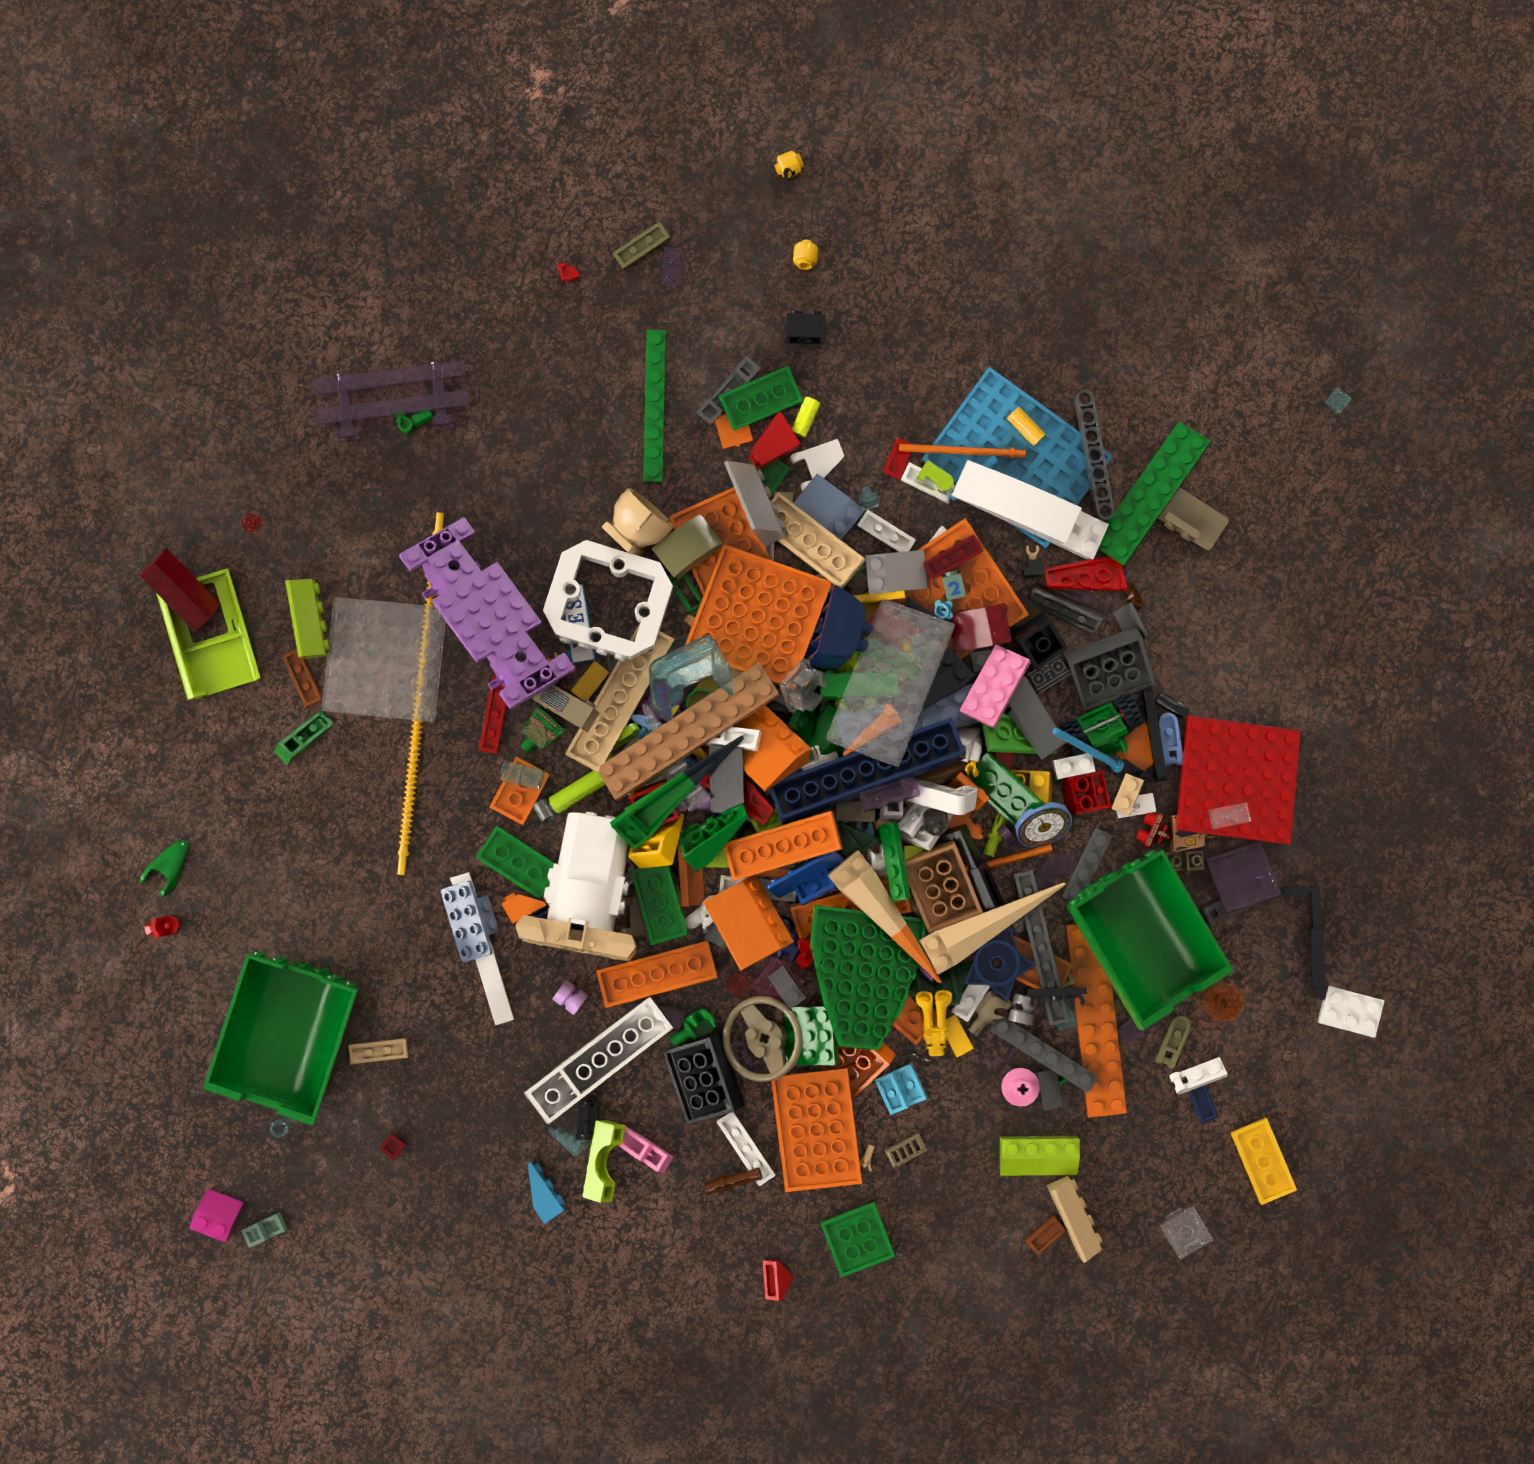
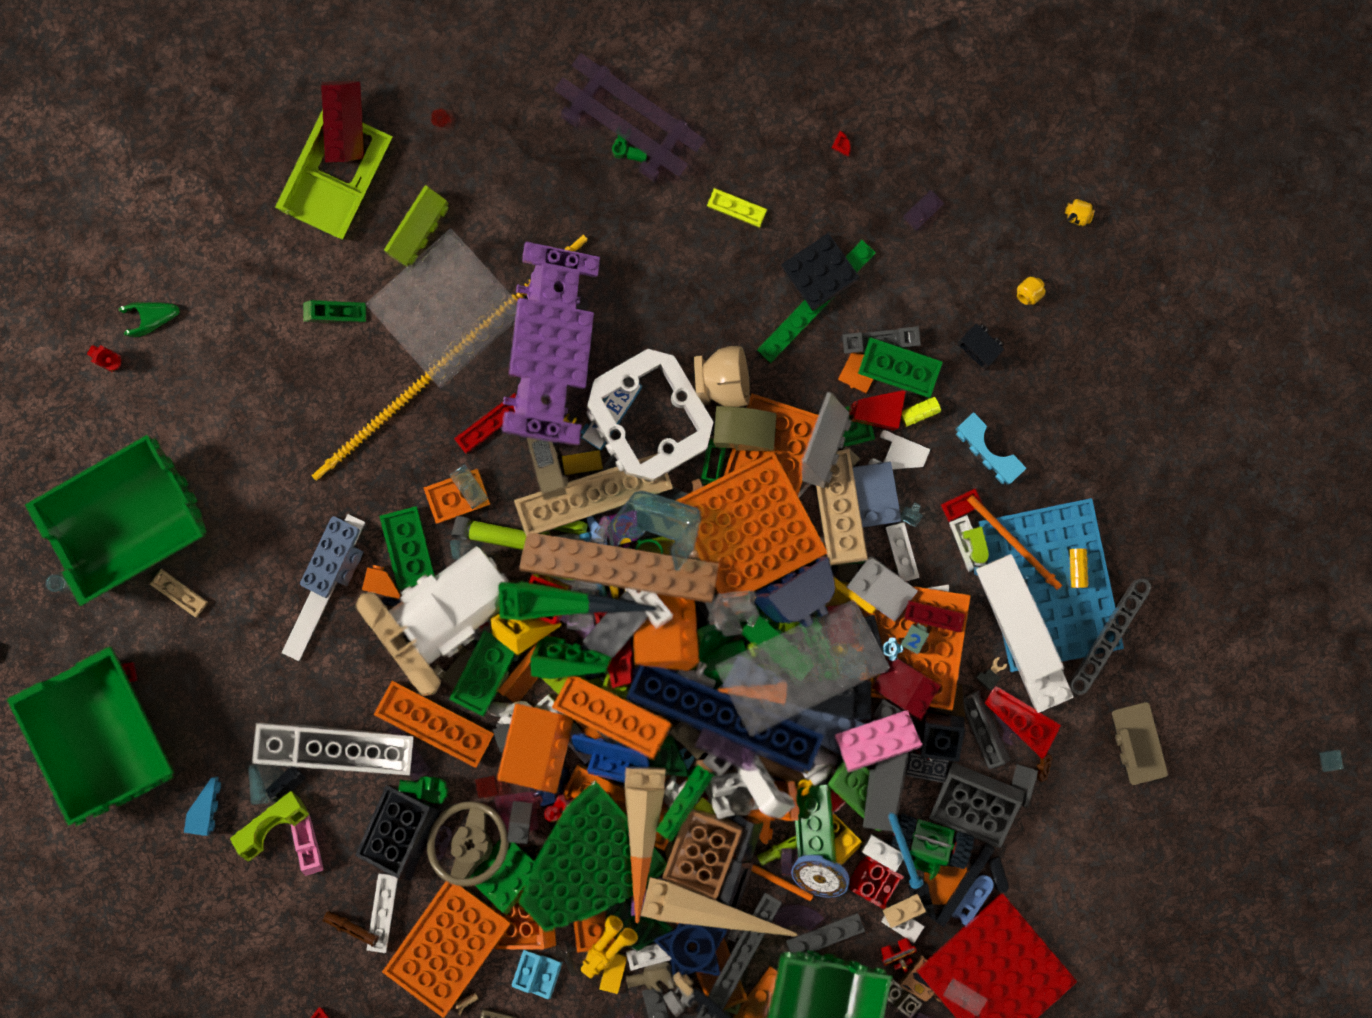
camera: 50 degrees right, 0 degrees up
(302, 678) = (373, 268): dark orange tile -> none
(411, 1215) = (91, 737): none -> green cylinder
(532, 390) = (736, 207): none -> neon yellow tile
(541, 730) = (512, 466): torso -> none
(554, 831) = (455, 549): none -> clear light blue tile
(570, 997) = (355, 682): lavender wheel -> none
(637, 380) = (820, 272): none -> black plate
(641, 245) = (914, 173): olive plate -> none
(905, 402) = (972, 432): none -> medium azure arch
(1015, 994) = (683, 983): none -> tan plate
(1152, 492) = (1128, 703): green plate -> none

